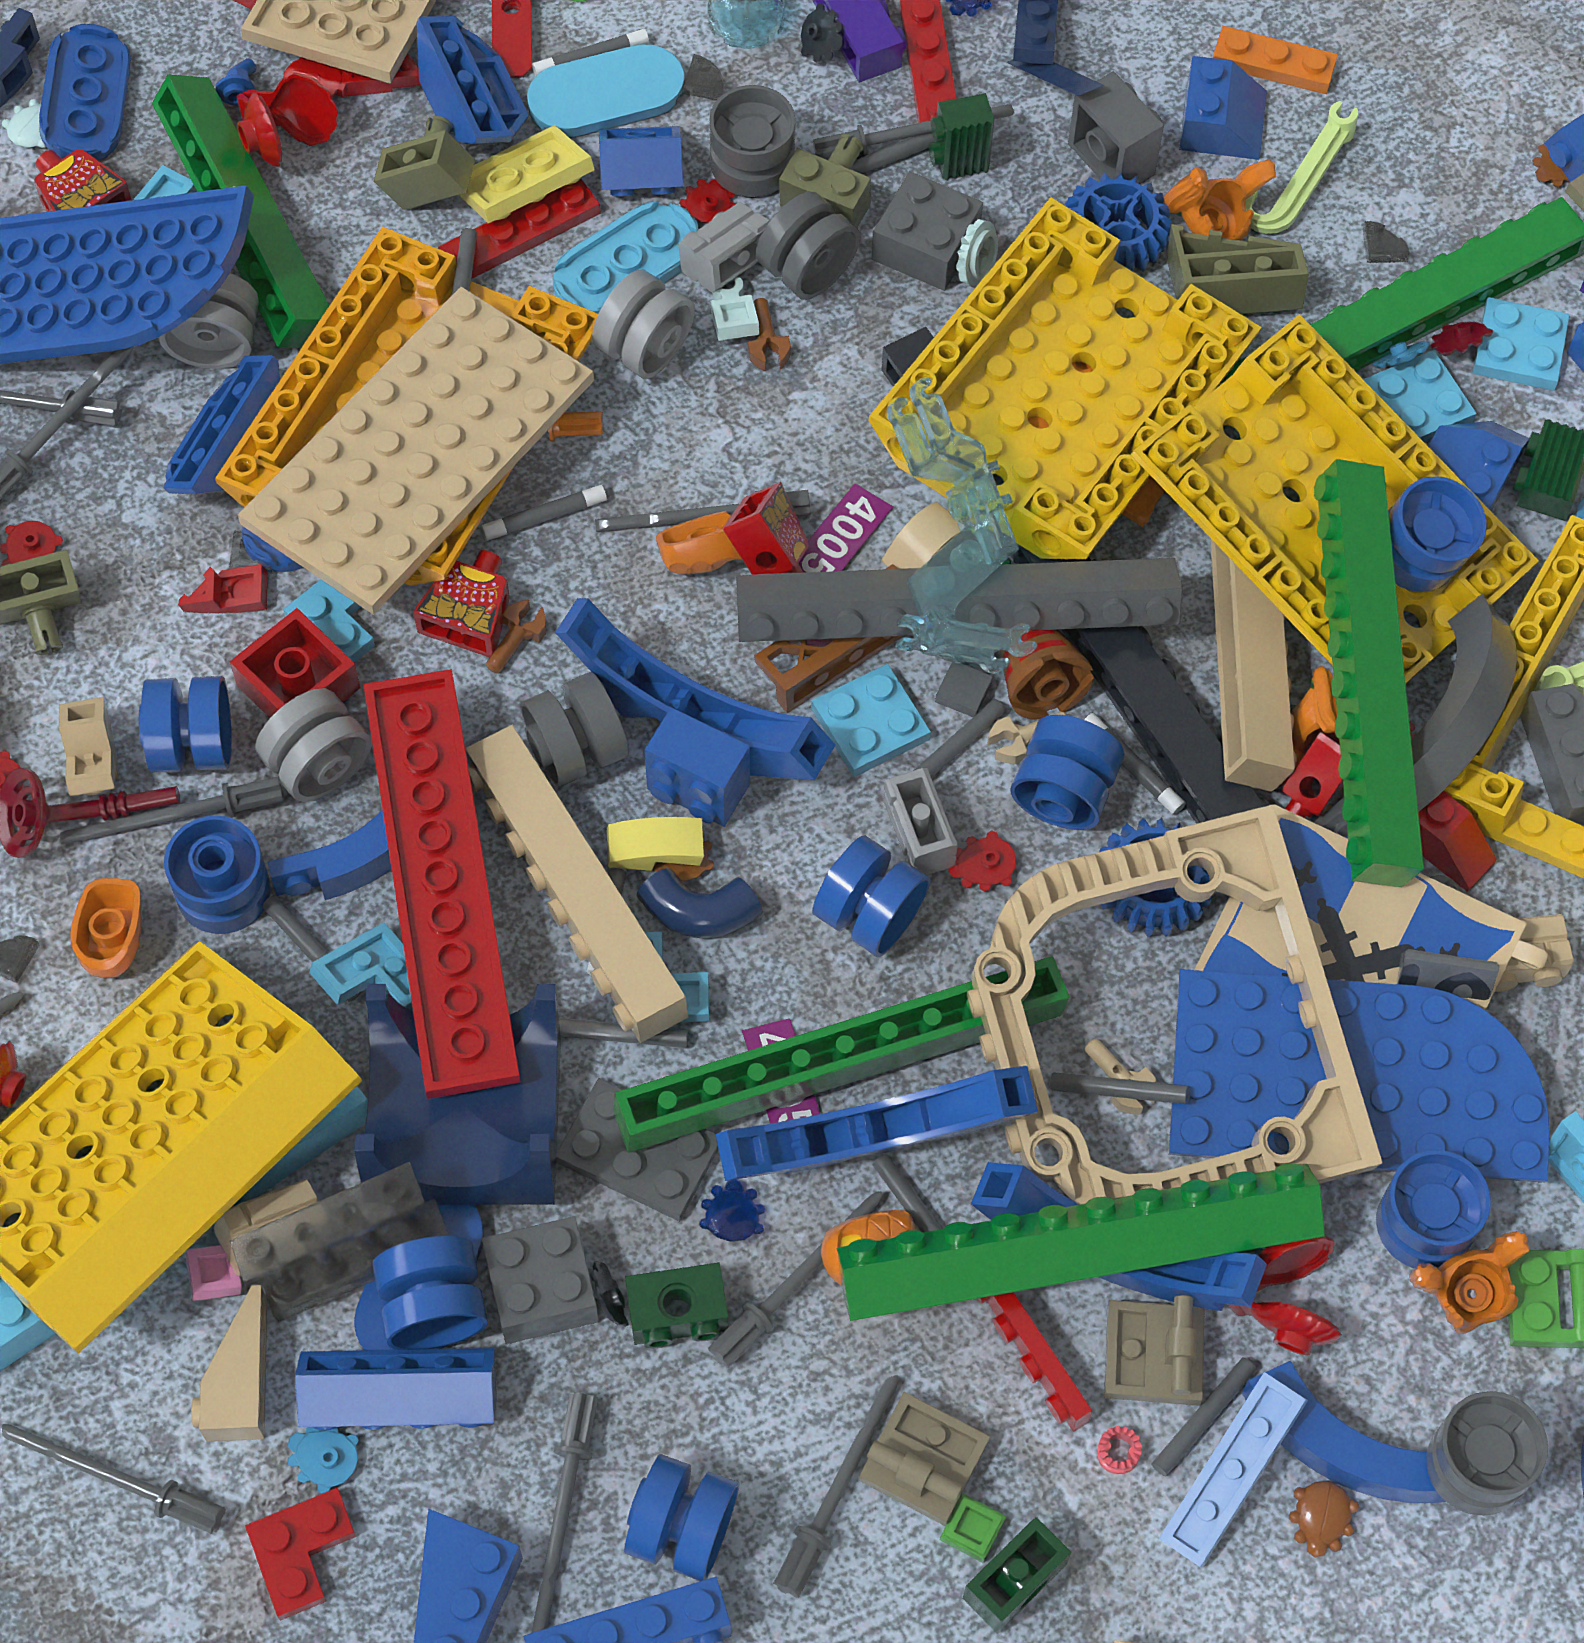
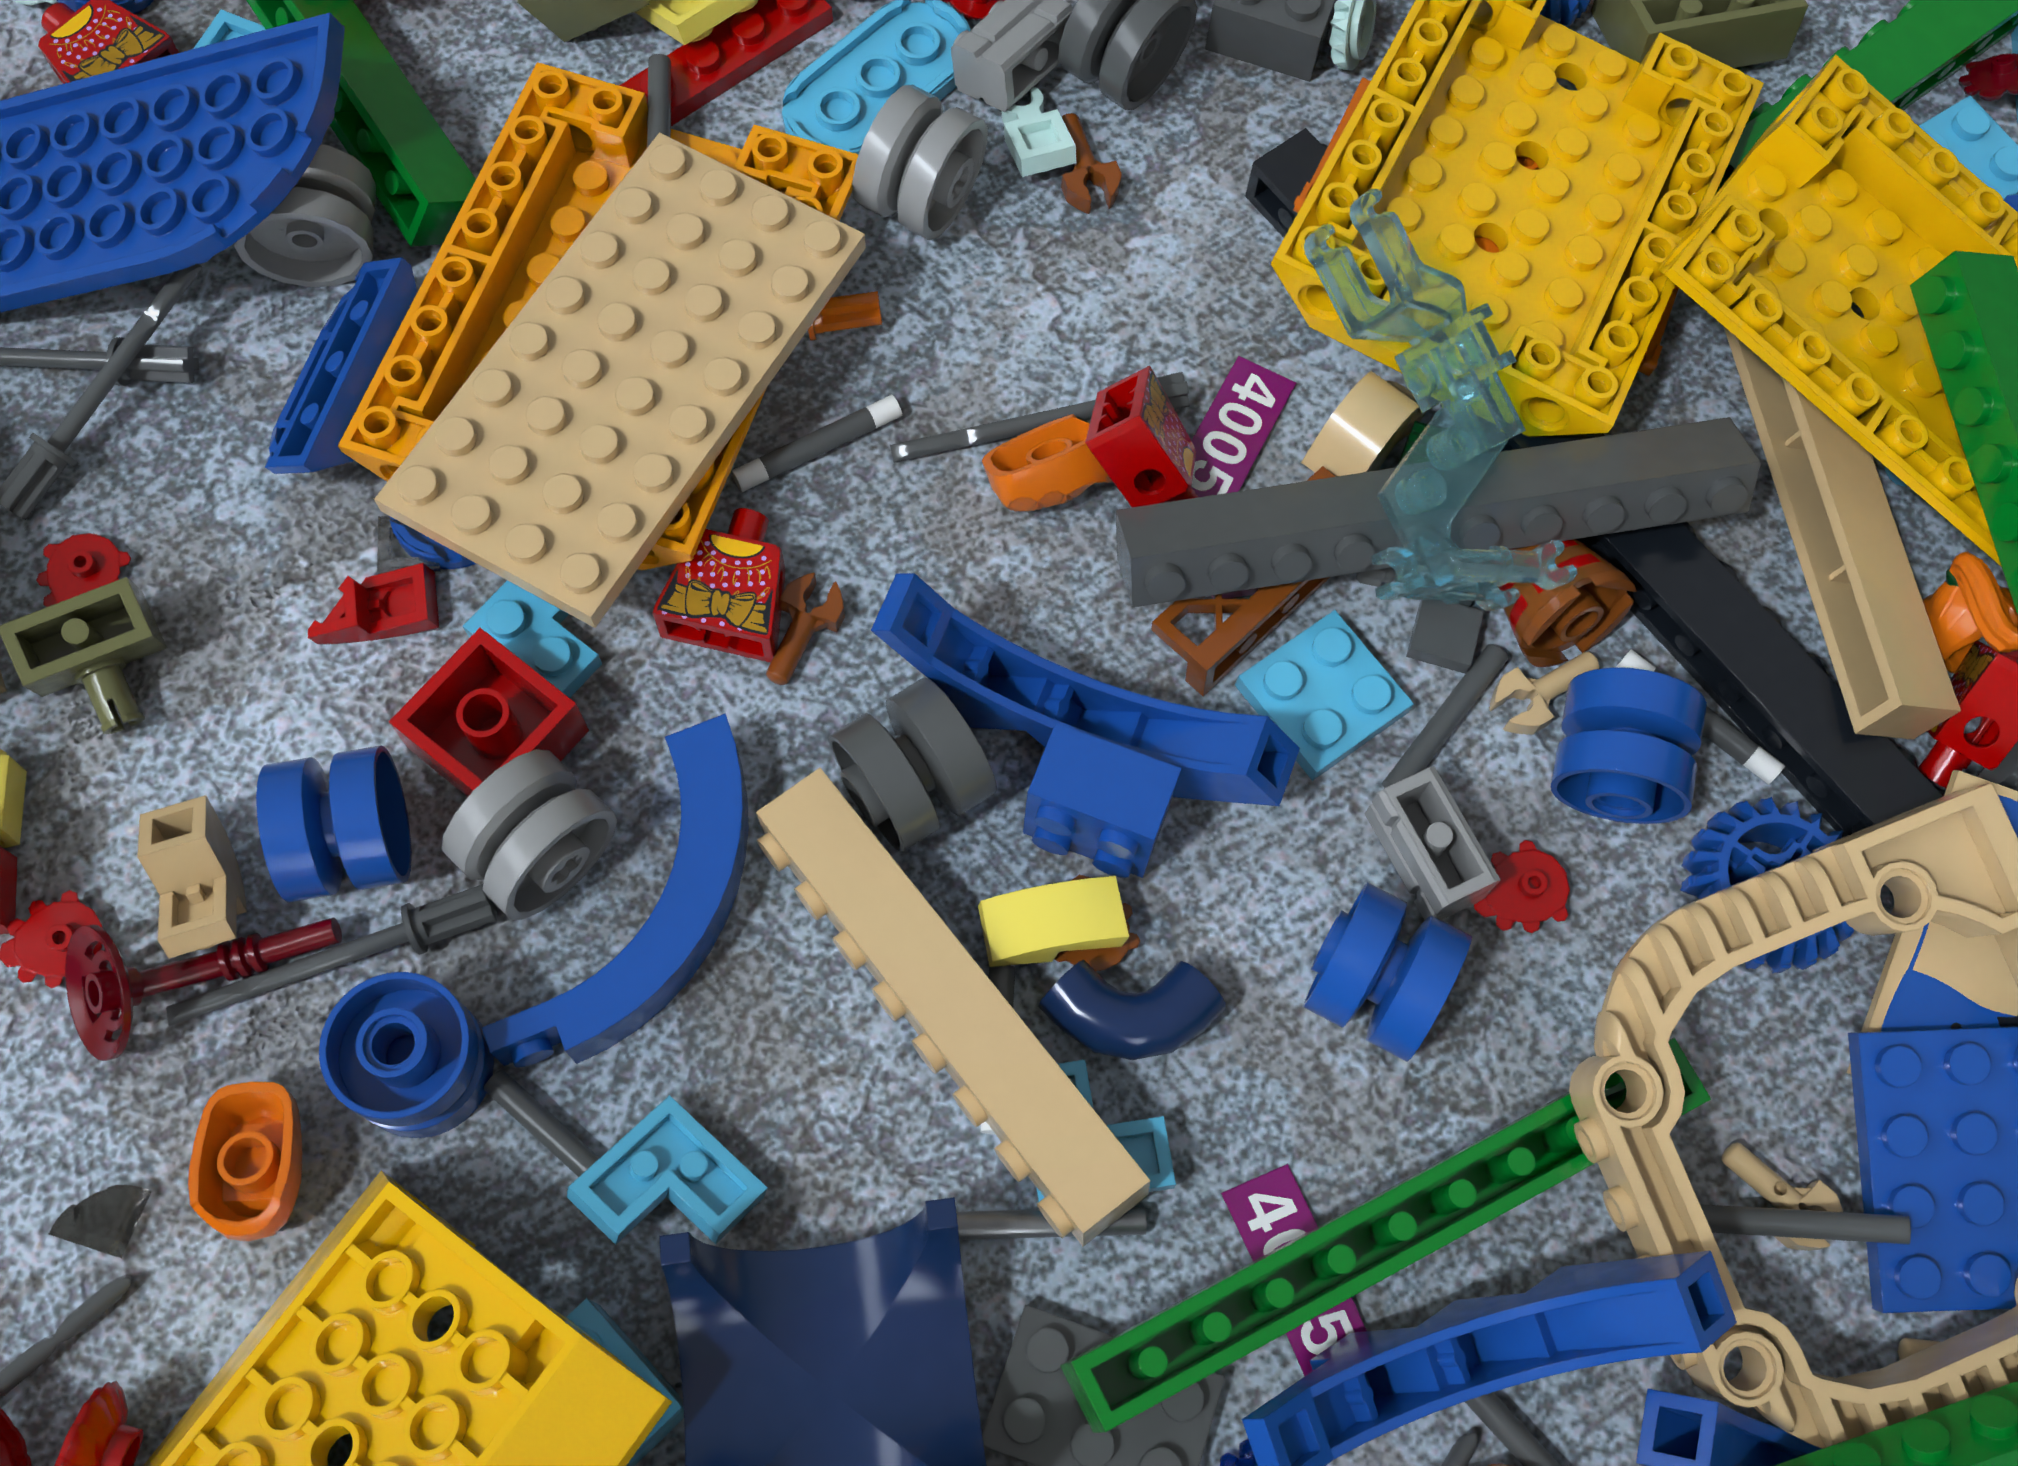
camera: 10 degrees left, 5 degrees up
(441, 885) = (753, 1052): red plate -> none
(1401, 353) = (1934, 103): dark azure piece -> none

